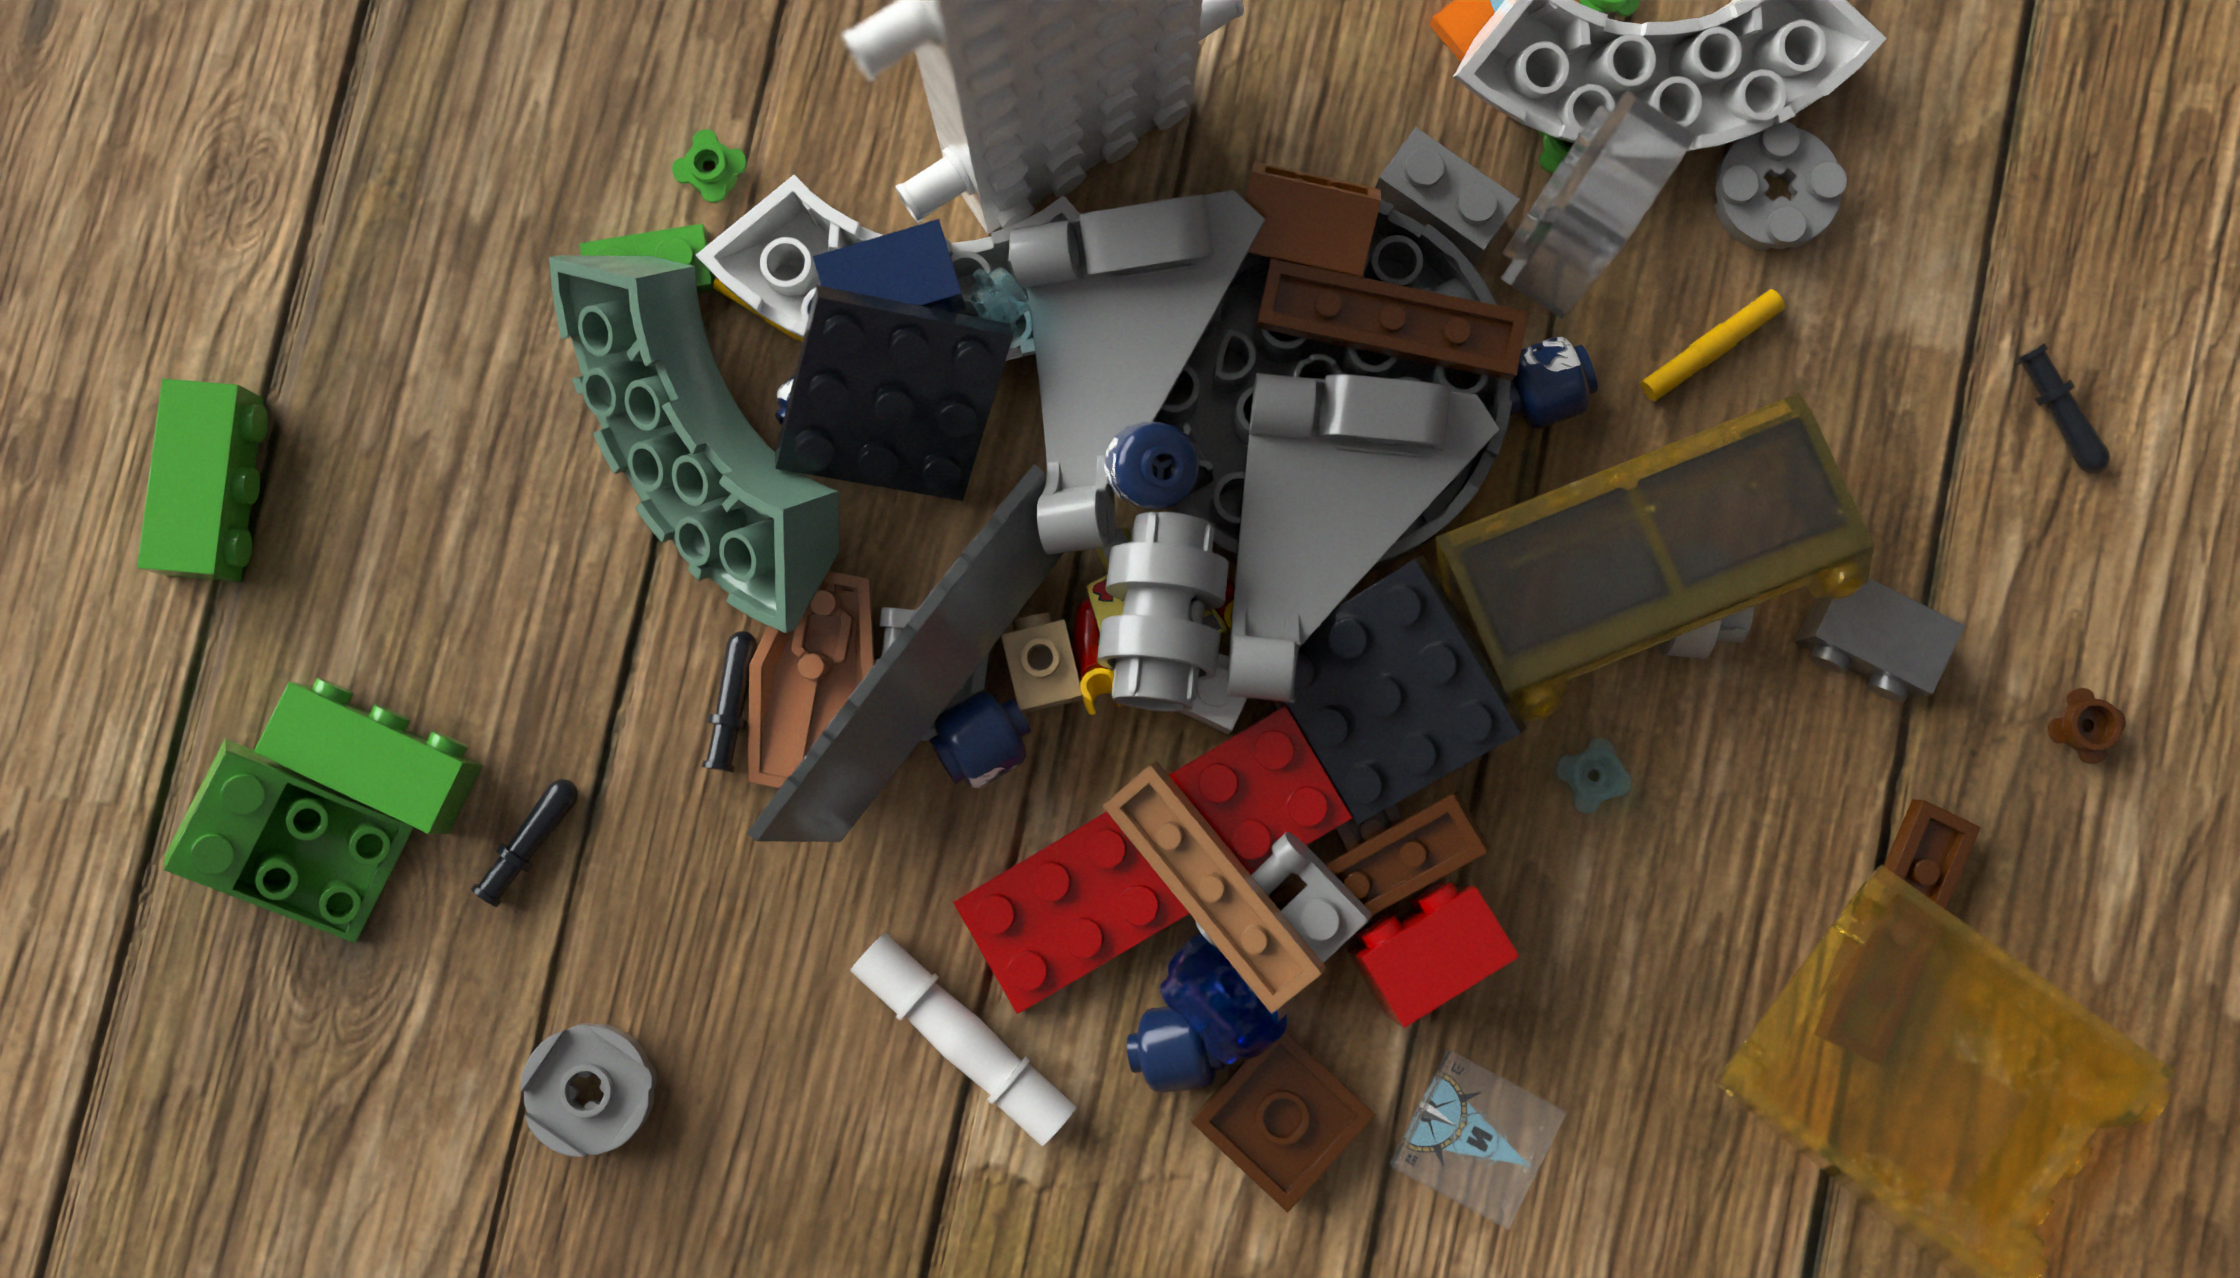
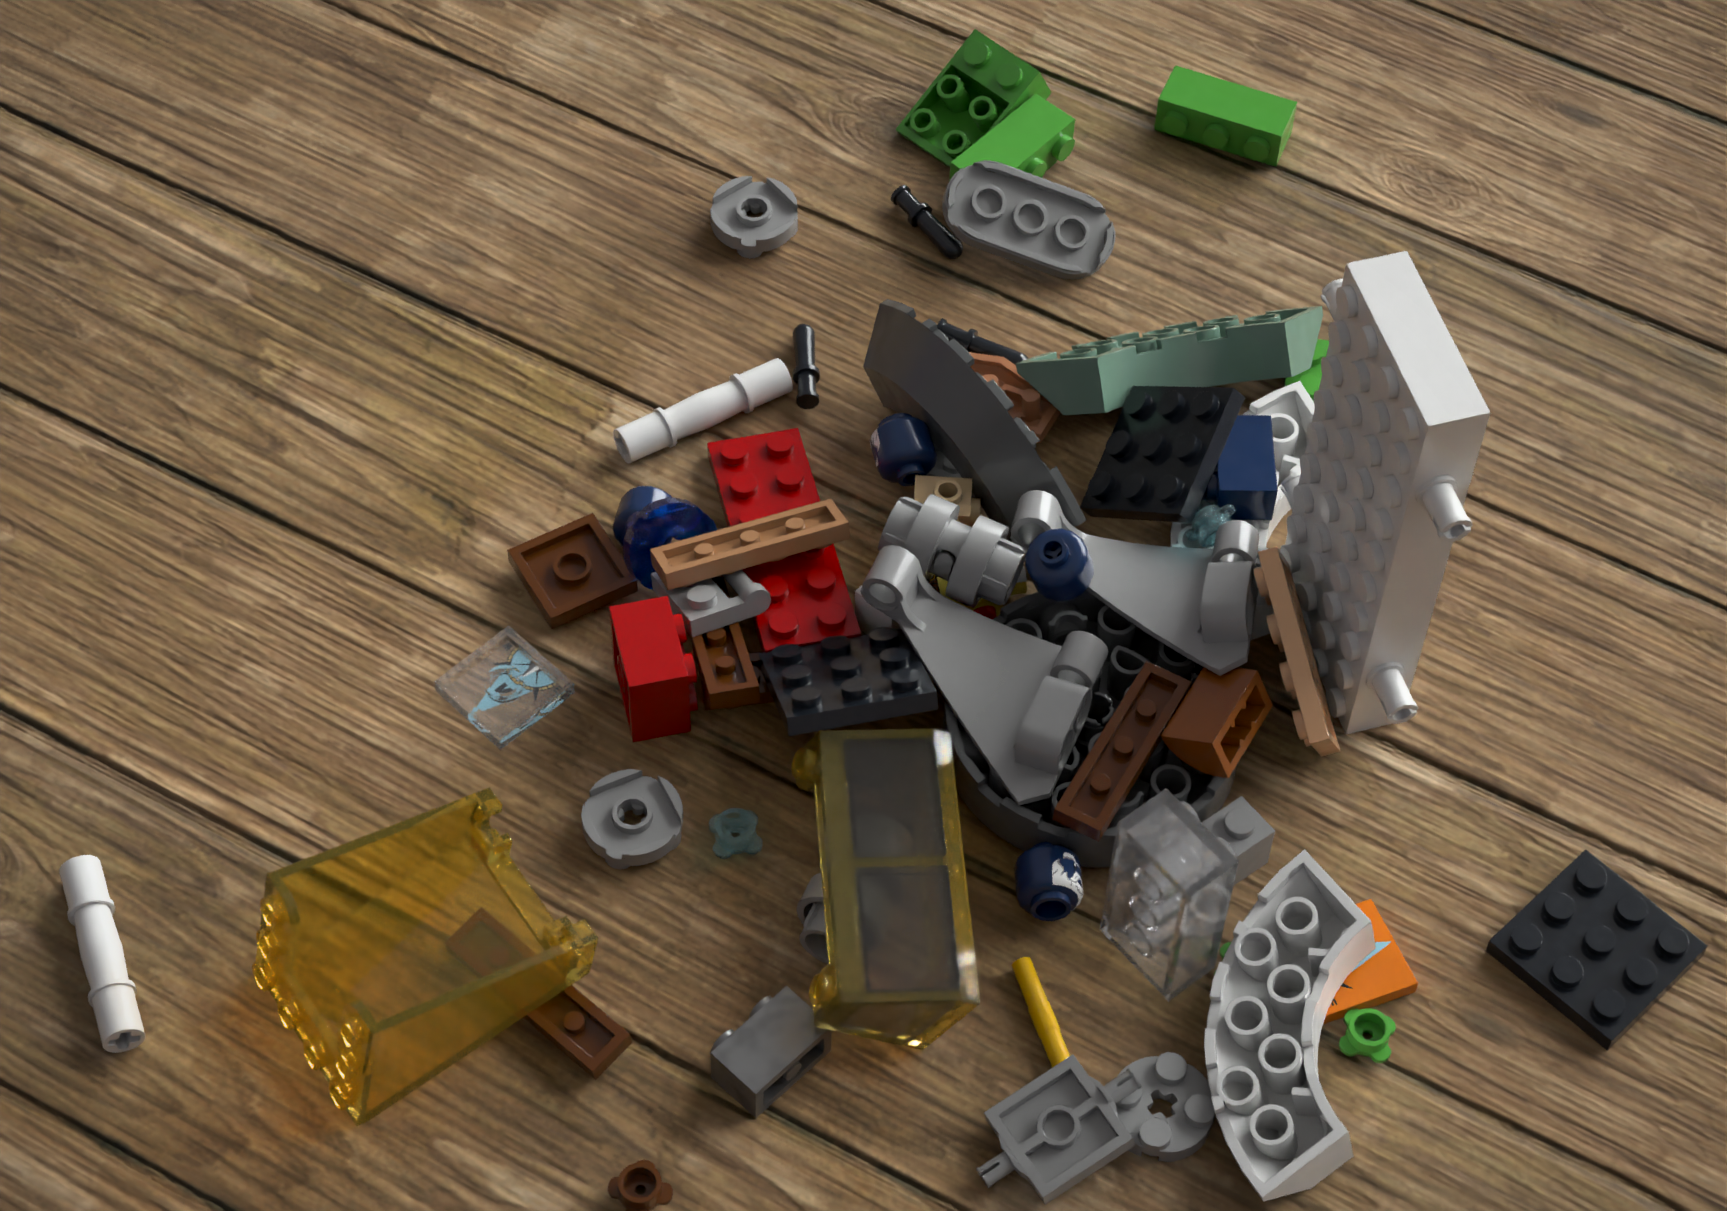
camera: 105 degrees right, 30 degrees down
(496, 698) = (1028, 220): none -> light grey tile
(818, 935) = (805, 372): none -> black piece
(1164, 152) = (1300, 670): none -> light nougat plate
(1657, 906) = (639, 843): none -> light grey plate
(1860, 285) = (1059, 1129): none -> light grey plate

